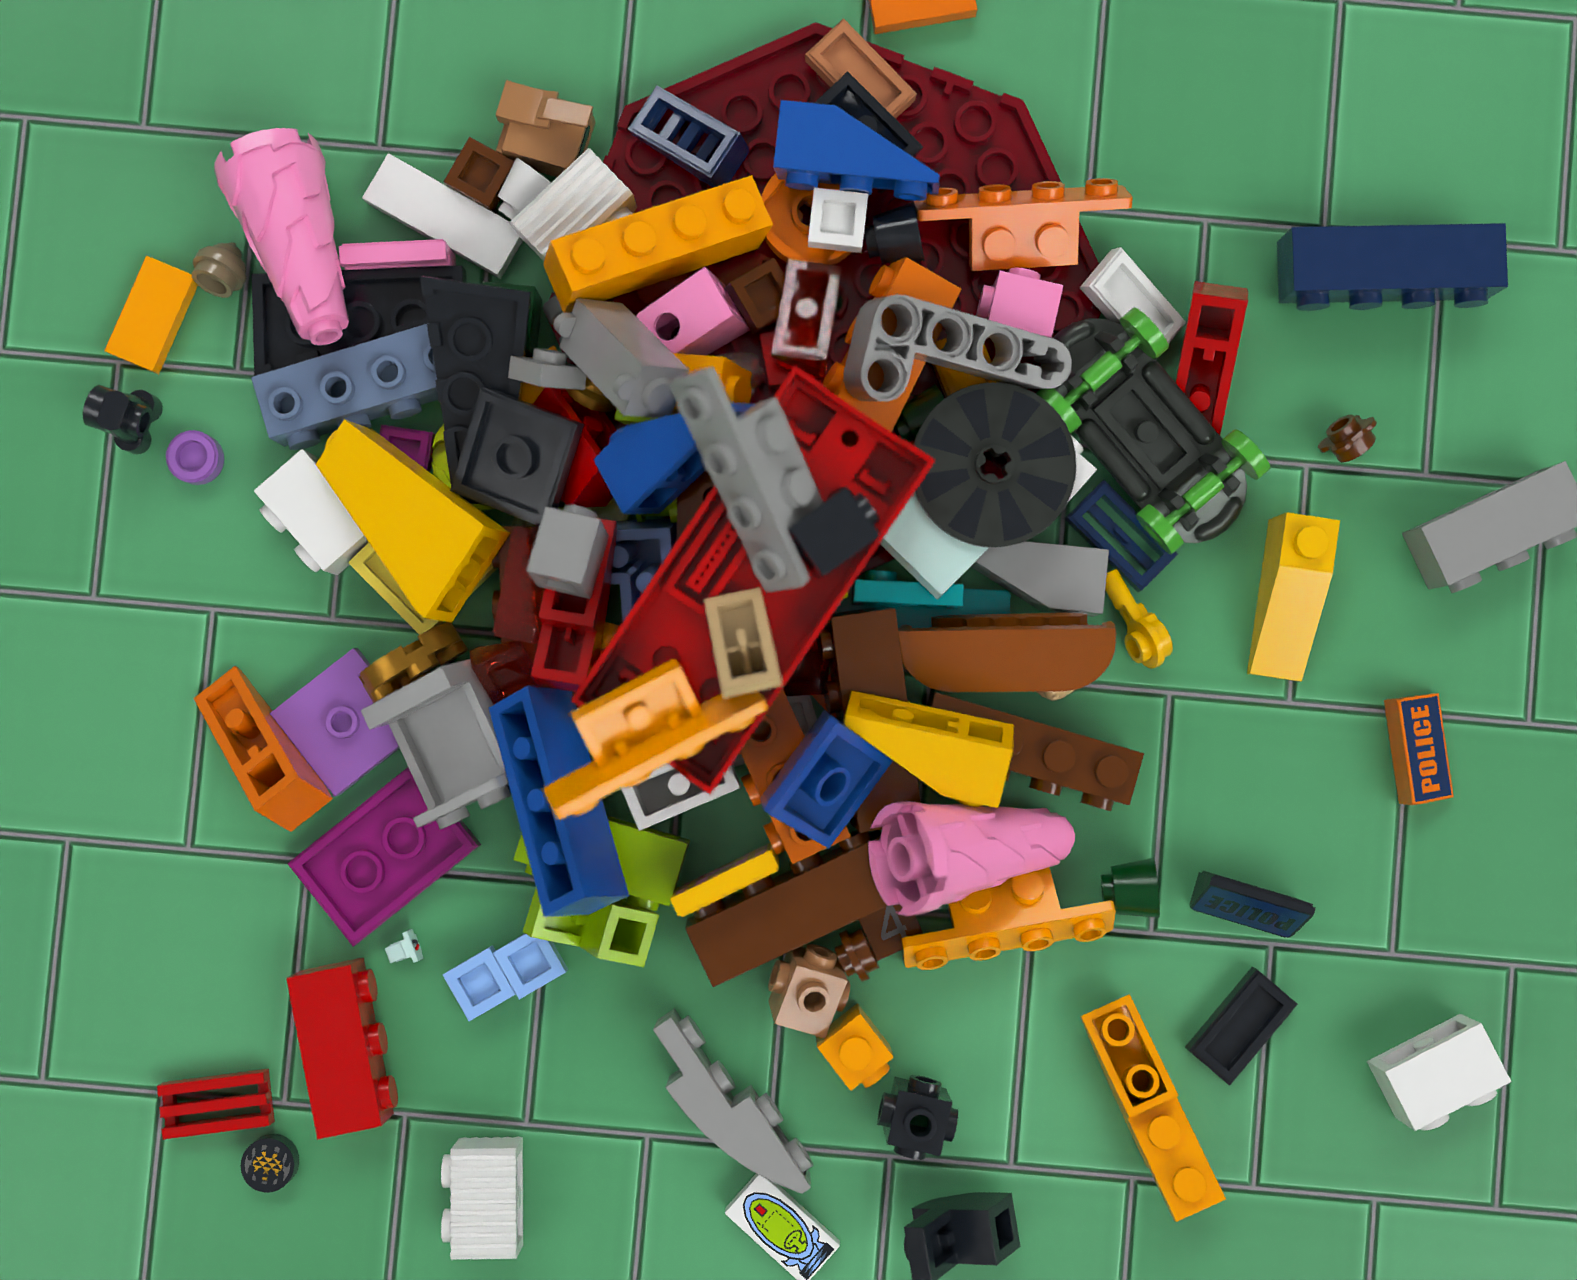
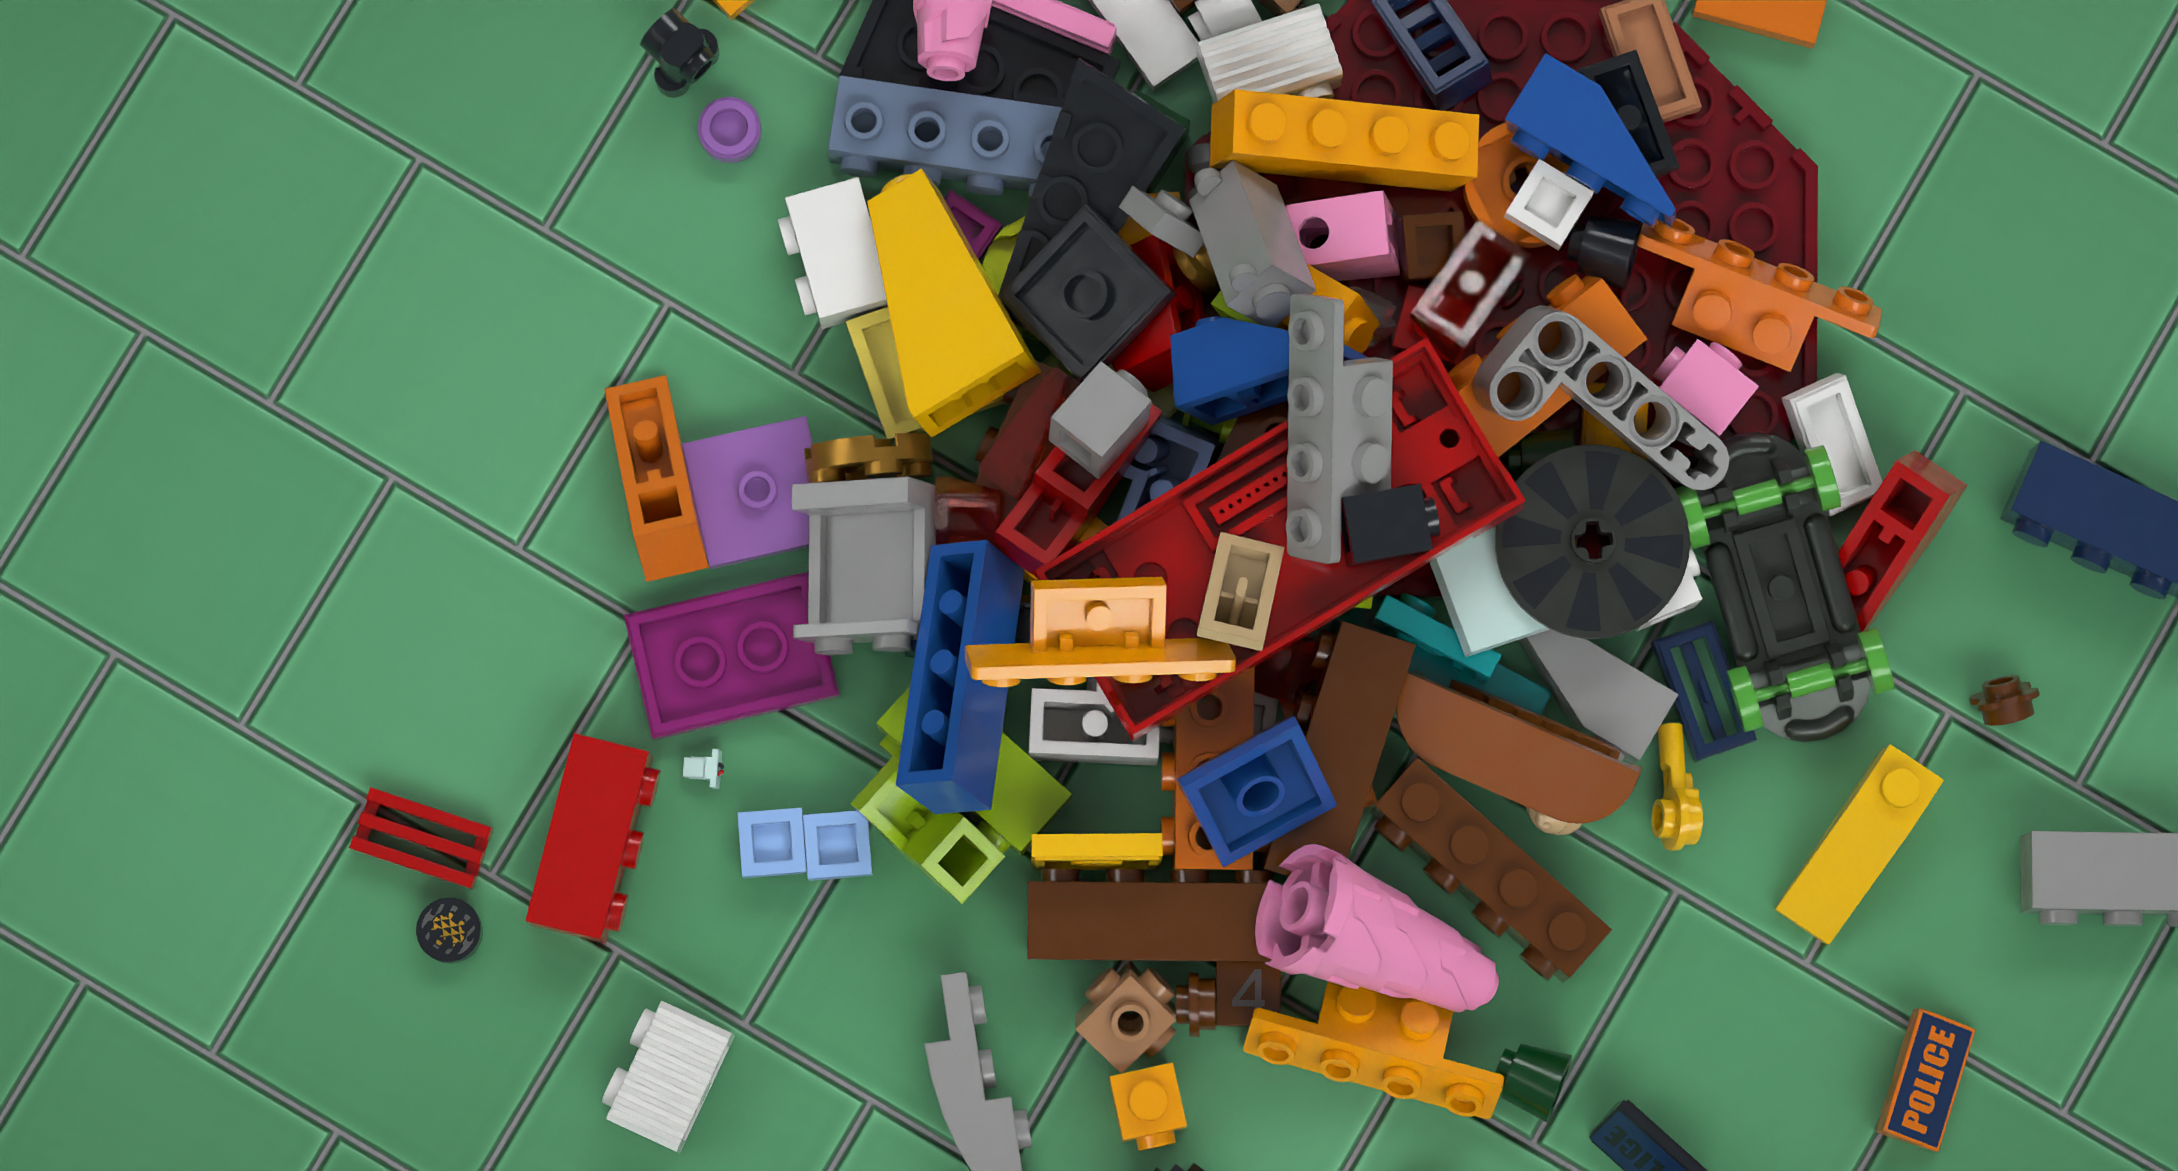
camera: 25 degrees right, 5 degrees down
(945, 749) = (1396, 815): yellow slope -> none

